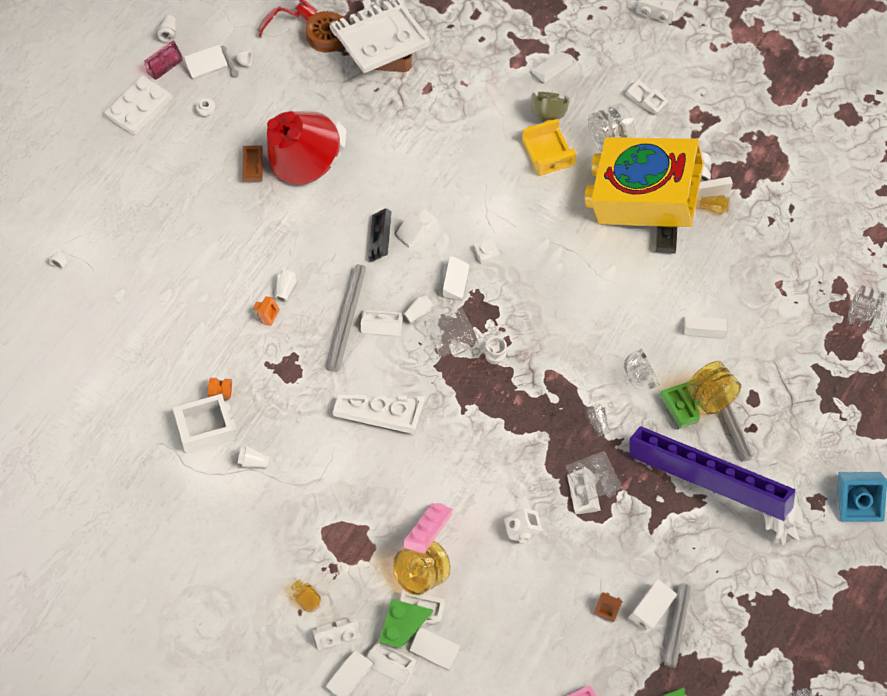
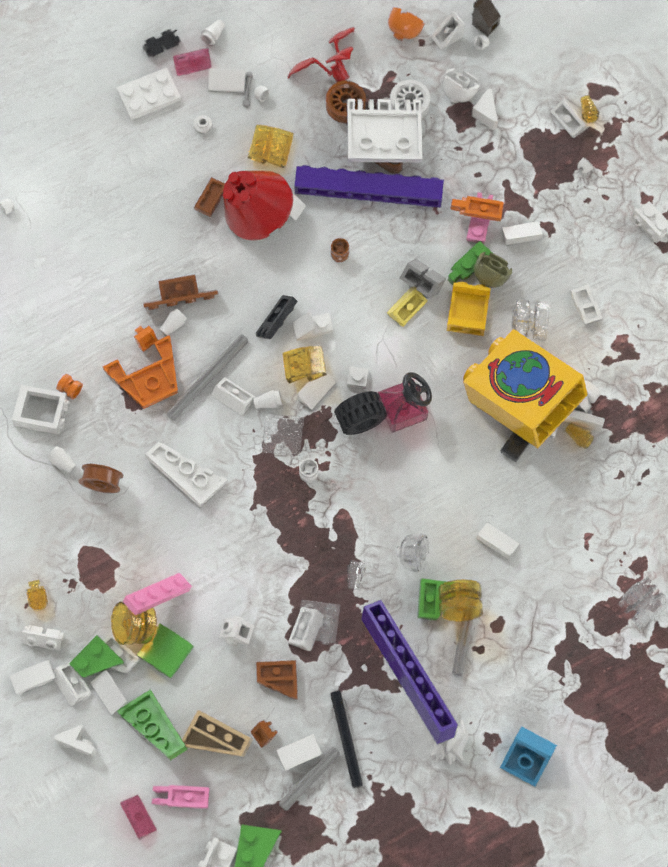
camera: 30 degrees right, 10 degrees up
(119, 63) = (154, 45): none -> black hinge
(273, 253) = (177, 290): none -> dark orange bracket
(280, 96) = (270, 145): none -> clear yellow slope
(296, 348) = (151, 382): none -> orange wing
(305, 452) = (101, 478): none -> dark orange wheel
(394, 88) = (368, 186): none -> dark purple brick
(401, 152) = (339, 246): none -> dark orange wheel
(432, 260) = (304, 363): none -> clear yellow slope
(467, 581) = (165, 651): none -> bright green slope
(484, 138) = (416, 272): none -> light grey piece
(491, 171) = (407, 306): none -> light yellow slope
(500, 653) = (152, 722): none -> bright green wing
(503, 60) = (478, 207): none -> orange hinge
(508, 72) = (478, 227): none -> bright pink hinge
(513, 274) = (360, 413): none -> black tyre
(522, 112) = (465, 265): none -> bright green hinge
(545, 249) = (405, 403): none -> clear pink piece
(566, 632) = (214, 736): none -> tan wedge
(588, 547) = (278, 676): none -> dark orange wing
(688, 571) = (346, 739): none -> black axle

